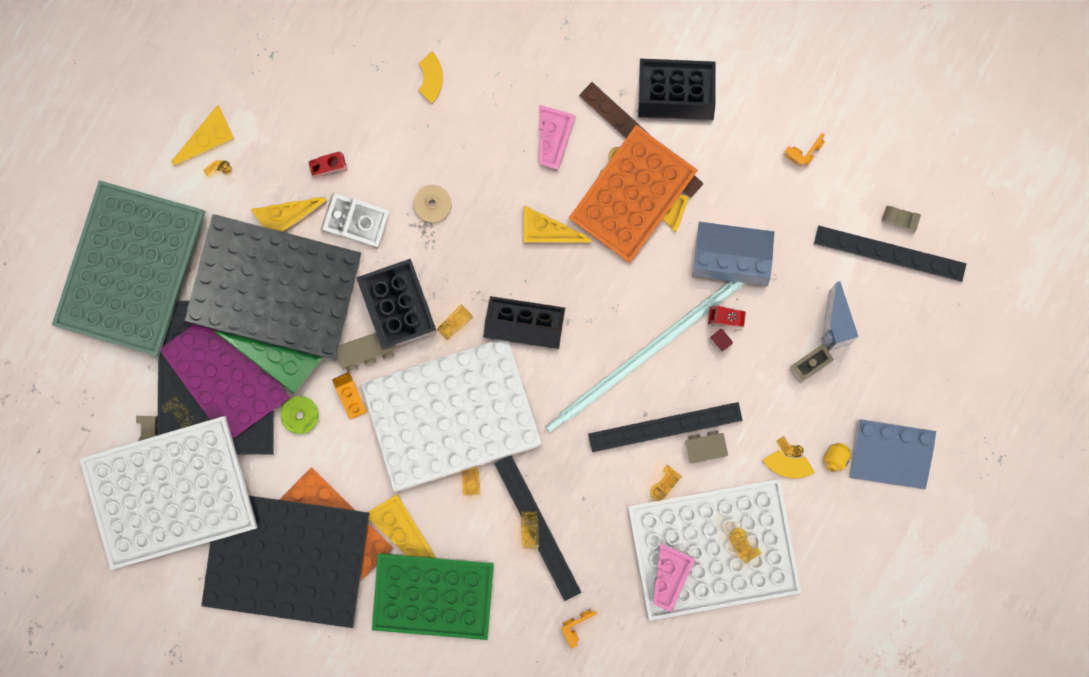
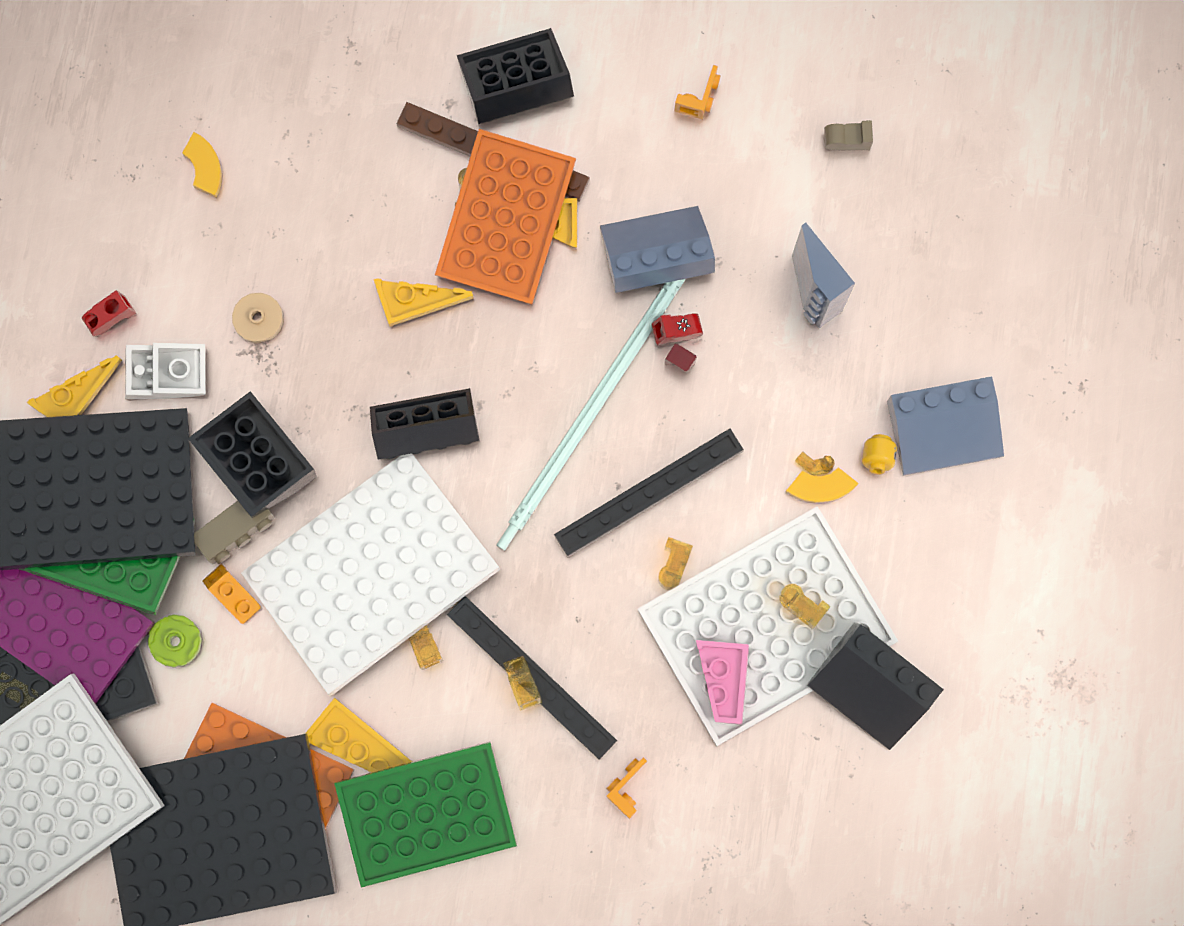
camera: 20 degrees left, 5 degrees down
(455, 322) = (336, 453): clear yellow leg -> none
(554, 135) = (382, 180): bright pink wing -> none
(706, 447) = (710, 499): dark tan brick -> none
(772, 618) = (874, 686): none -> black slope
(811, 363) = (804, 348): dark tan brick -> none
(890, 253) = (850, 184): black plate -> none

